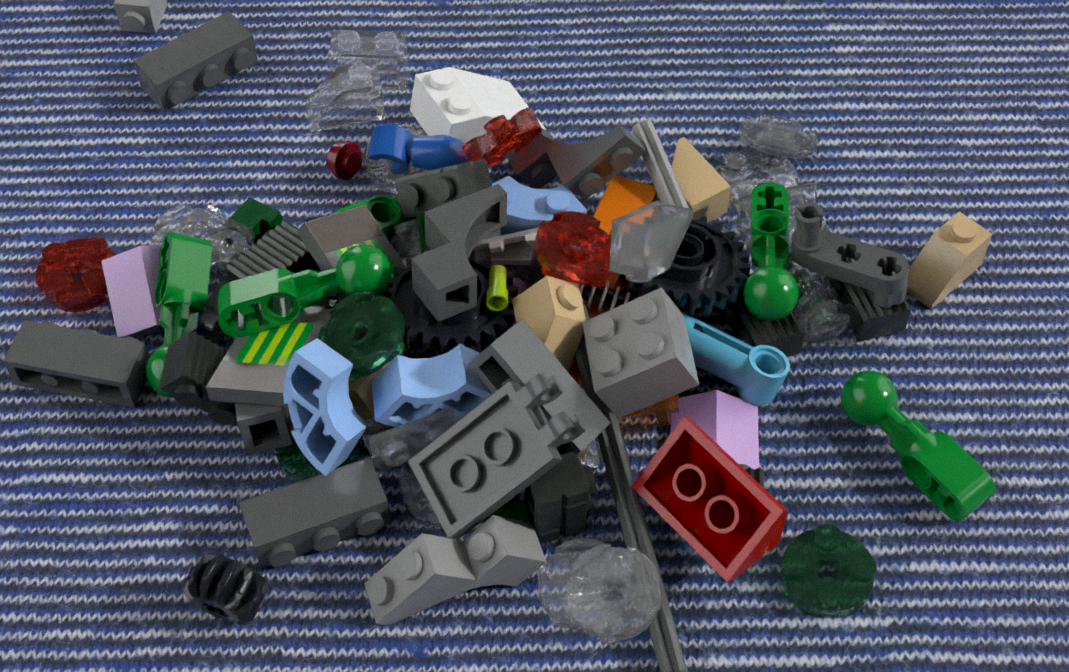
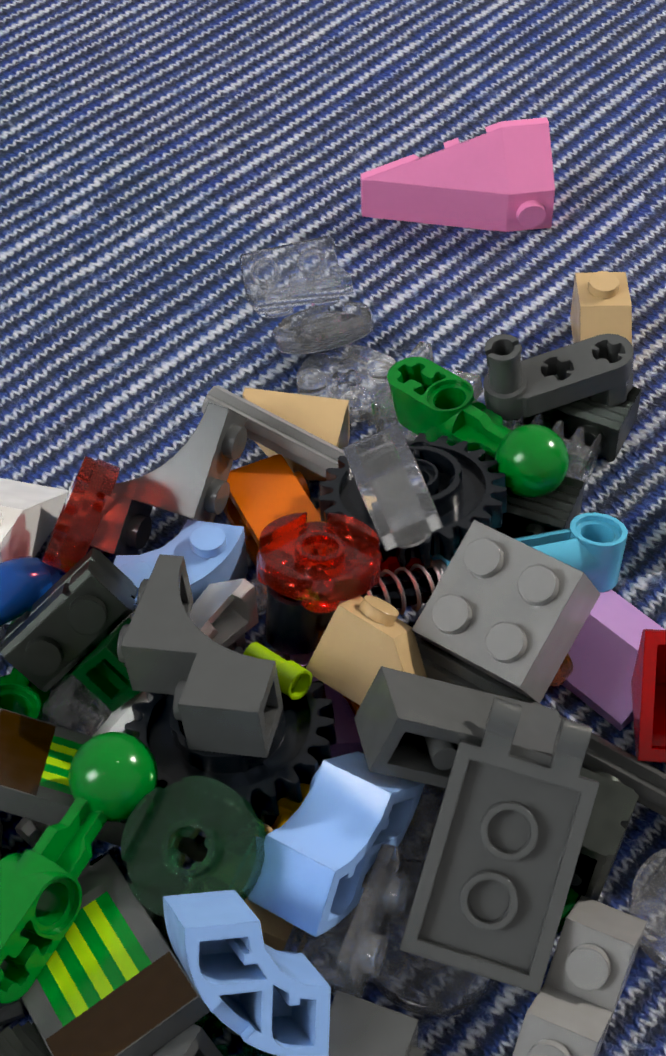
camera: 45 degrees left, 5 degrees down
(802, 94) = (294, 277): none -> clear bracket
(990, 116) = (482, 183): none -> bright pink wedge

